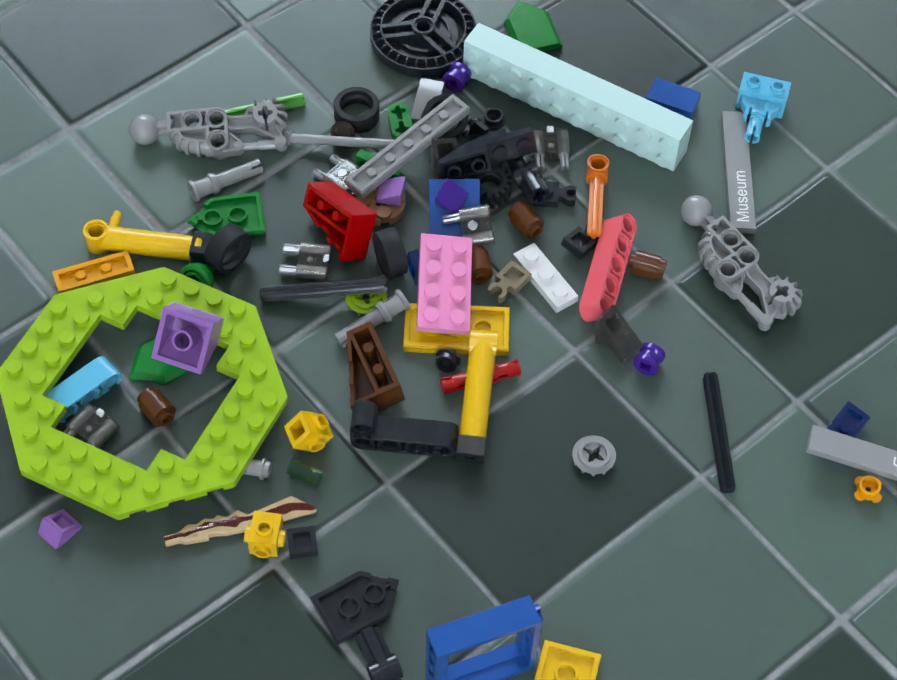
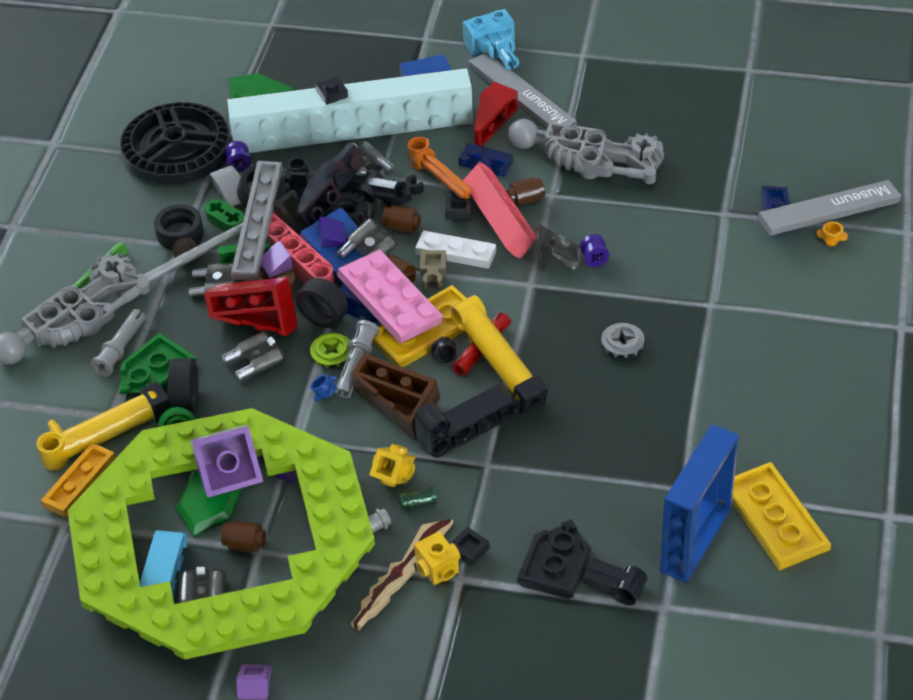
camera: 35 degrees left, 10 degrees down
(323, 289) = (292, 364): black axle -> none
(328, 325) = (323, 387): none -> blue plate
(417, 198) = (305, 260): none -> coral beam
(562, 69) = (331, 90): none -> black plate
(648, 212) = (496, 160): none -> clear blue plate
(696, 171) = (495, 108): none -> red slope
(719, 433) = (694, 266): black axle -> none

